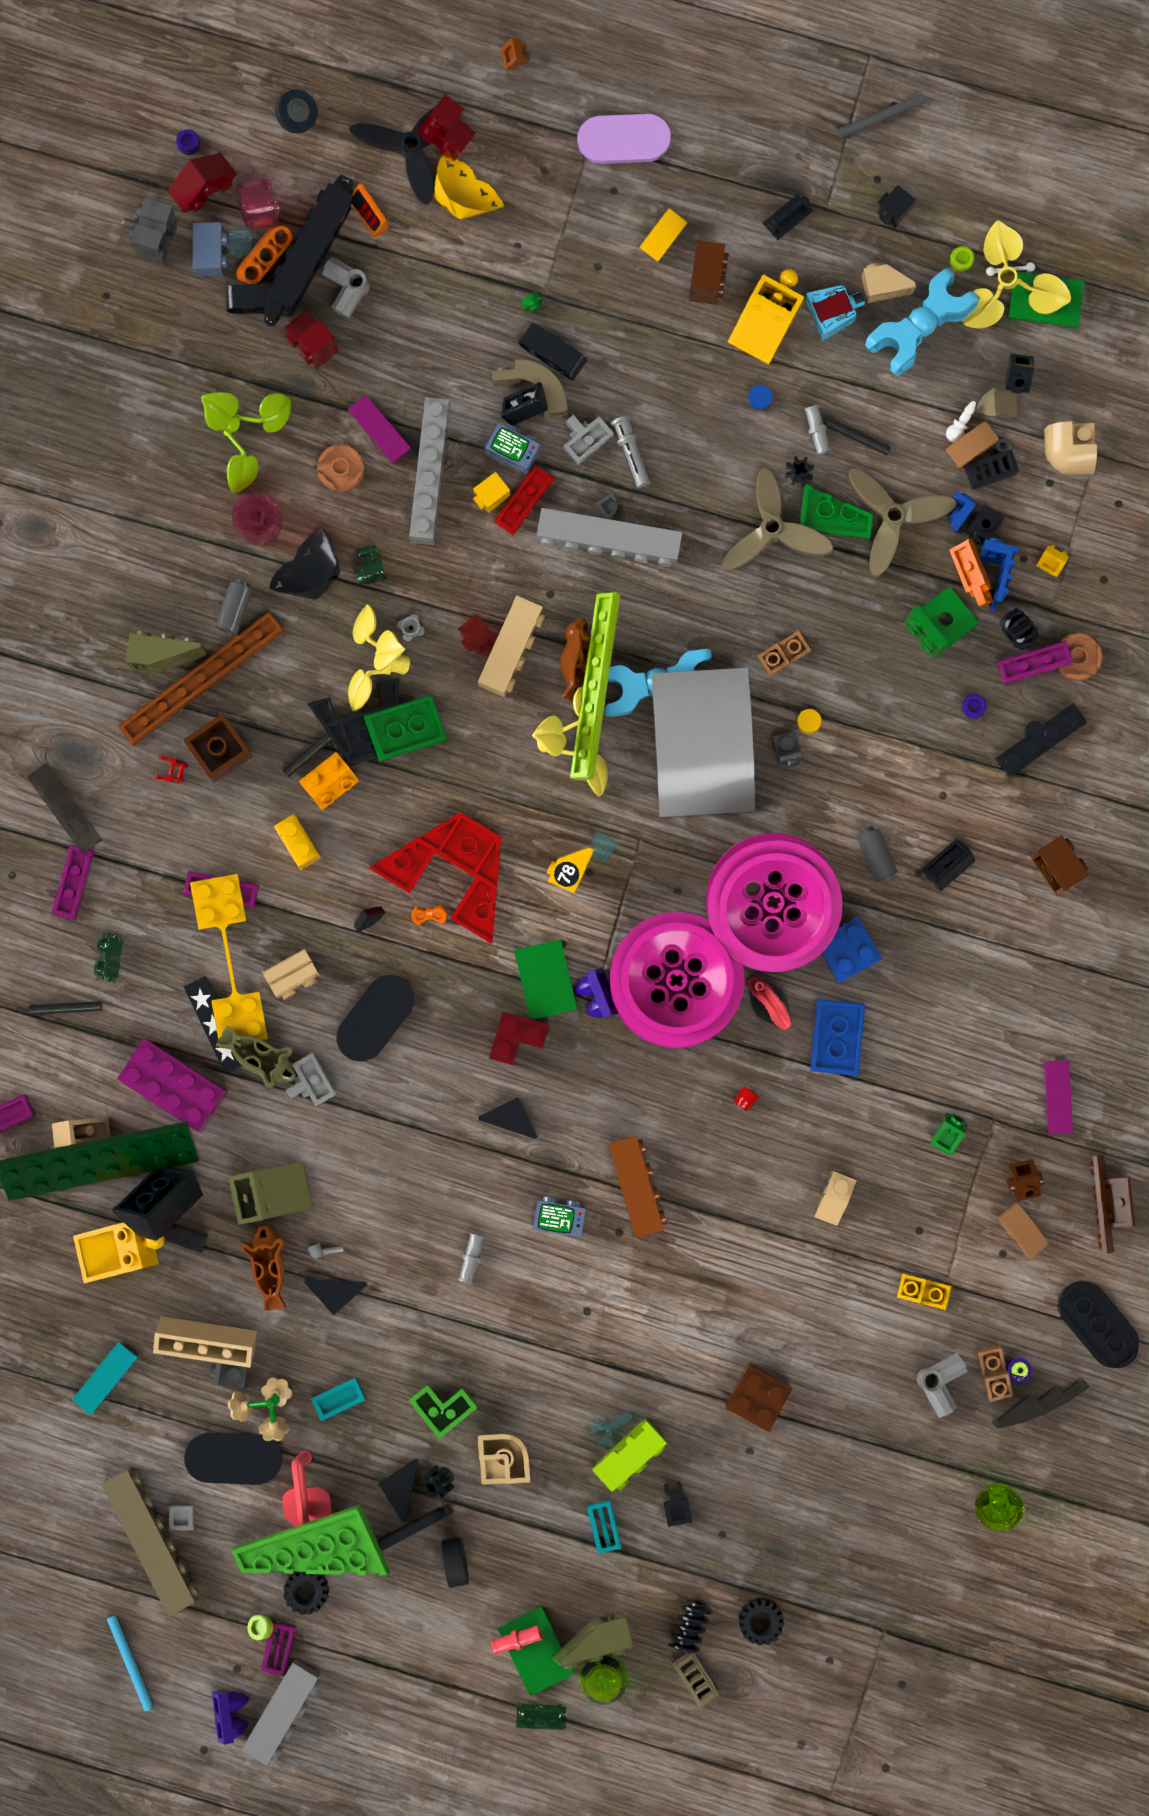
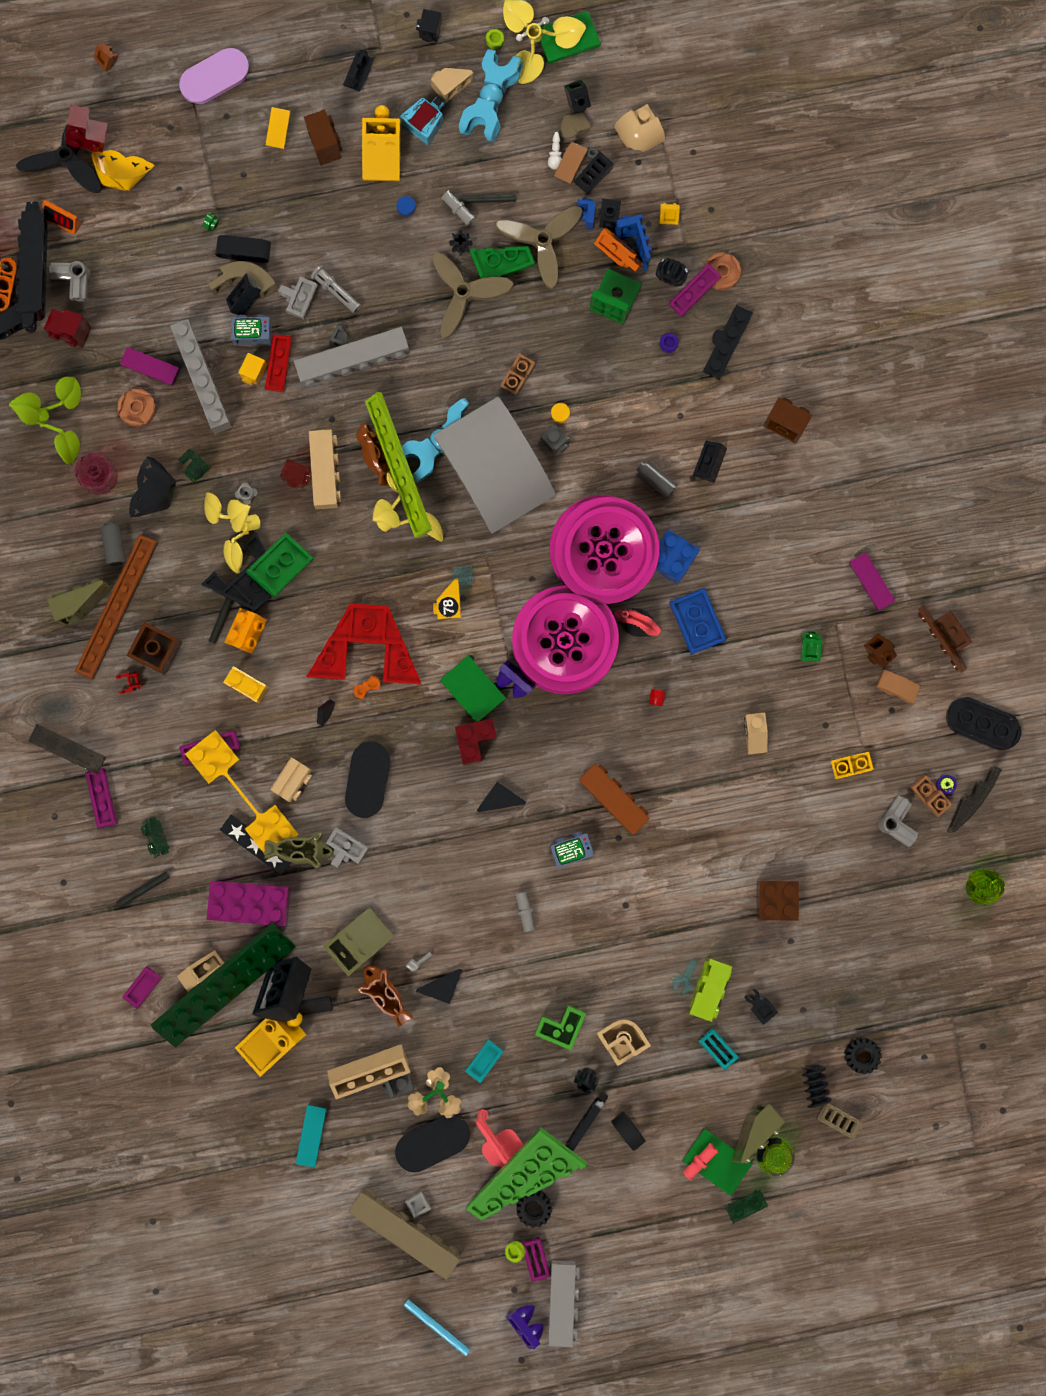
camera: 30 degrees left, 0 degrees up
(399, 1488) = (560, 1099): black tile -> none

